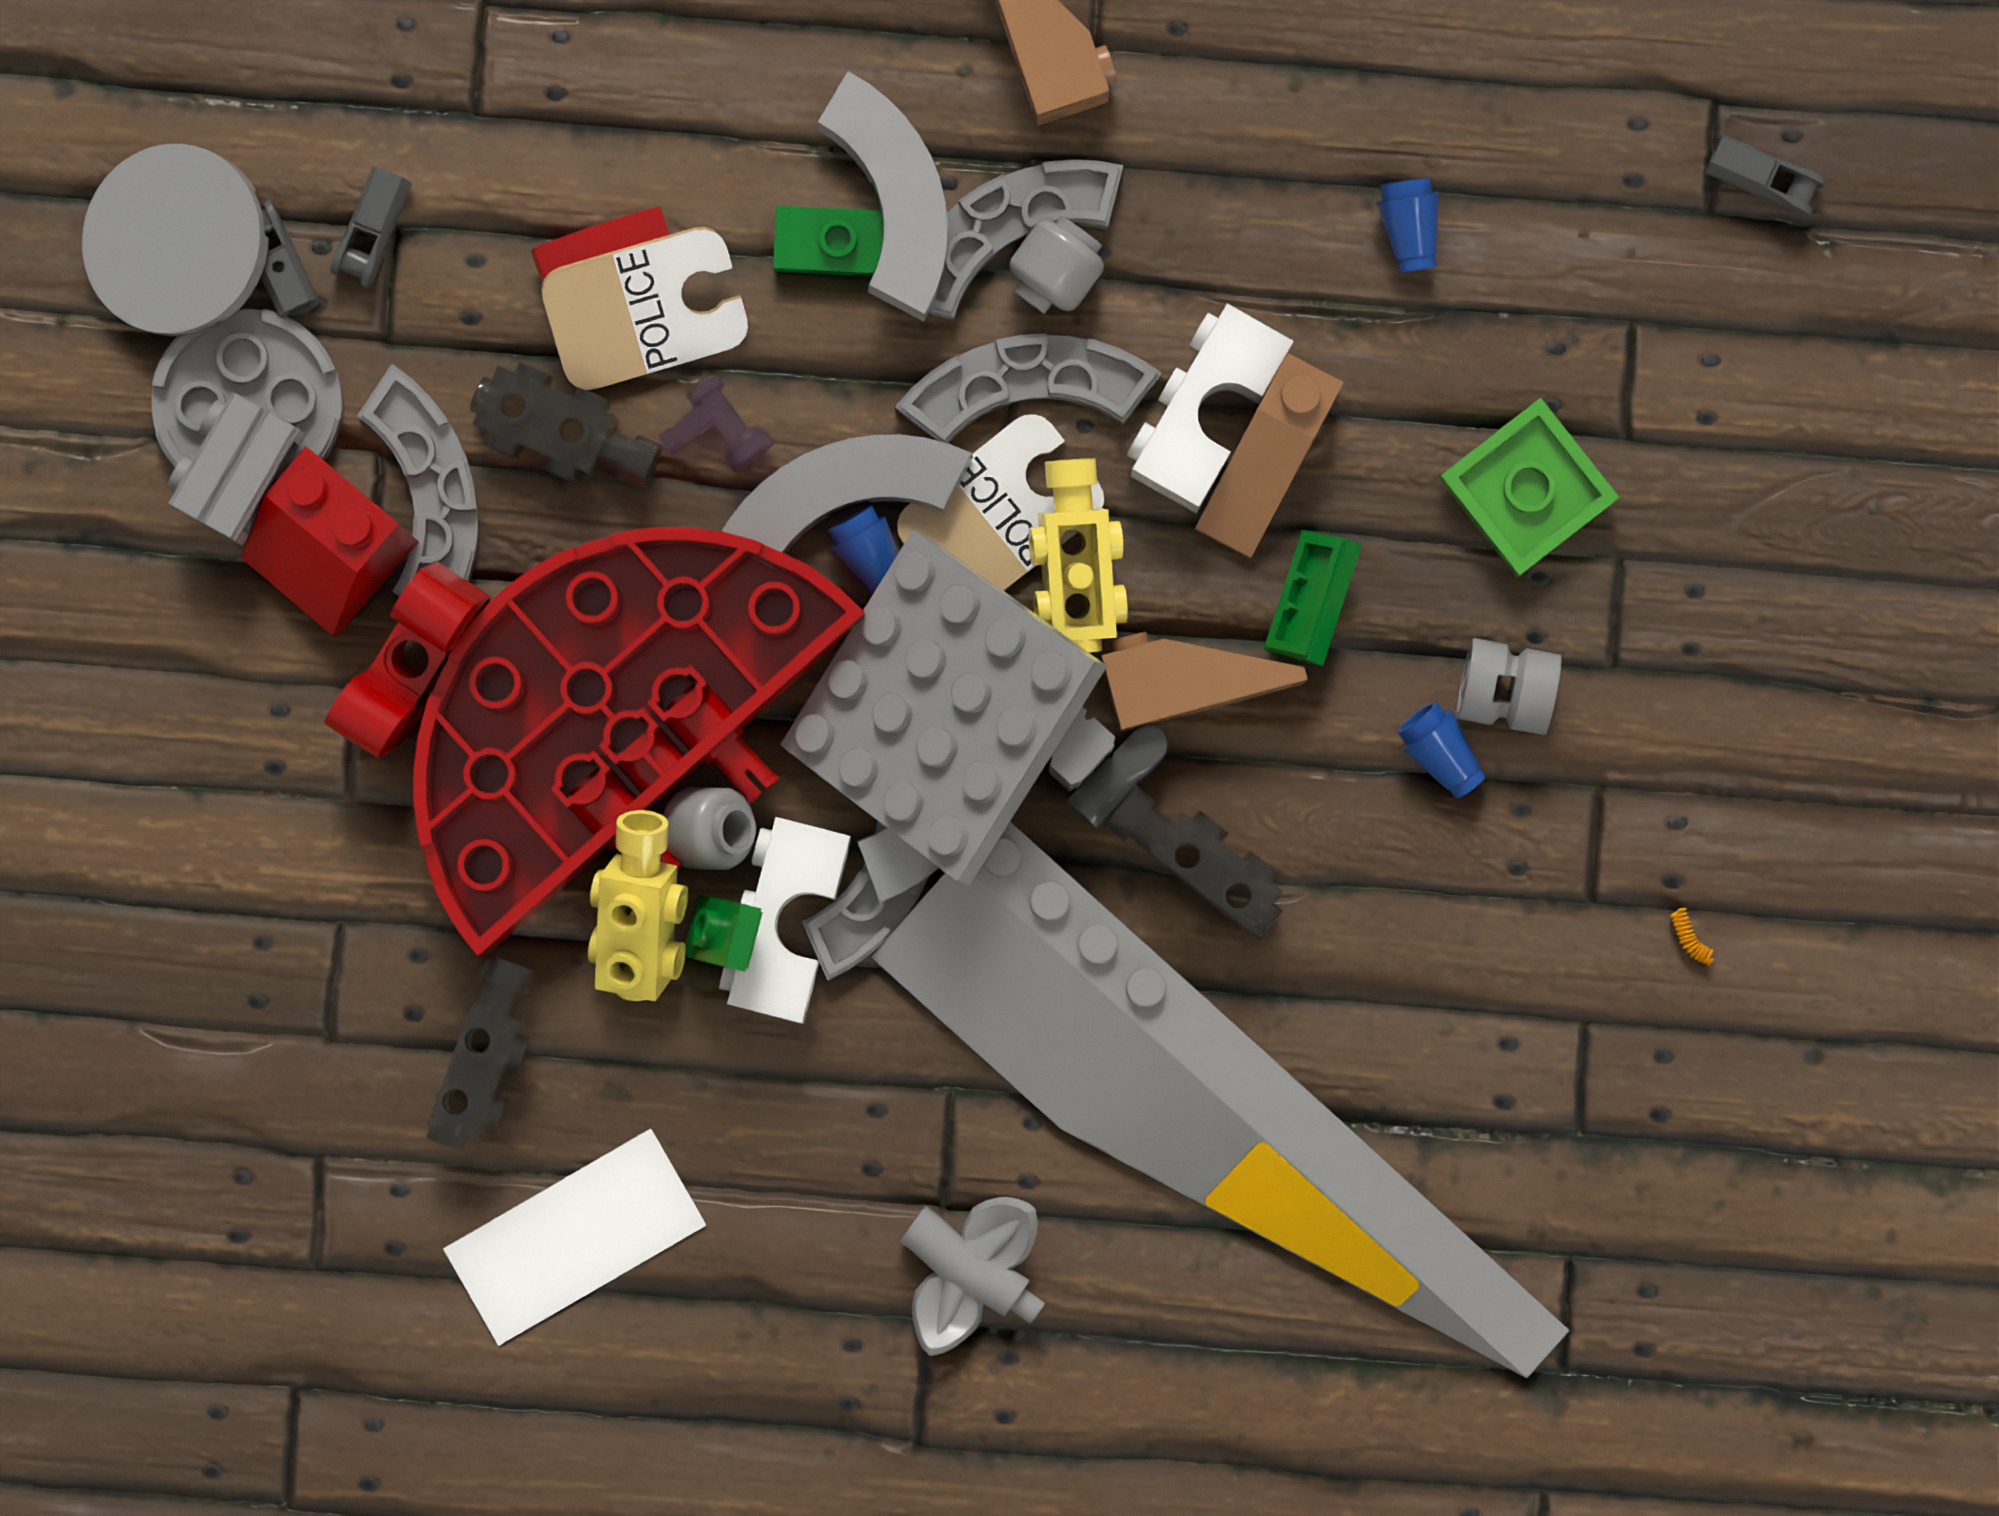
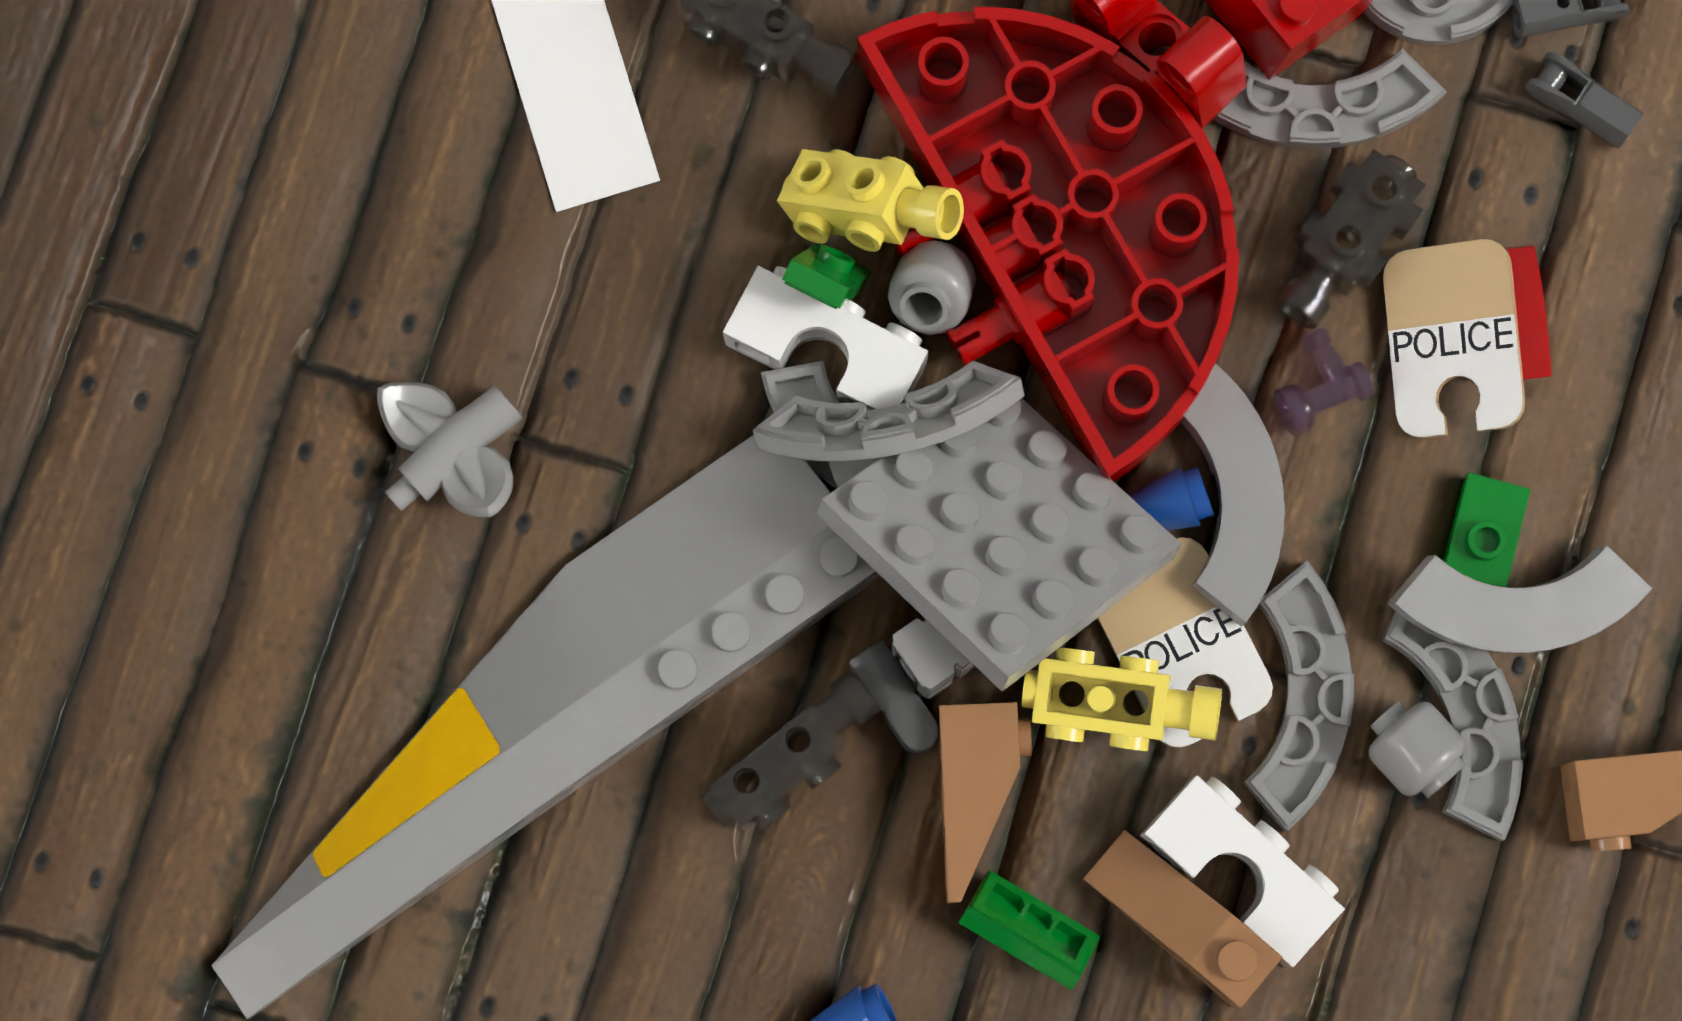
camera: 110 degrees right, 5 degrees down
(877, 867) = (928, 417): none -> light grey tile

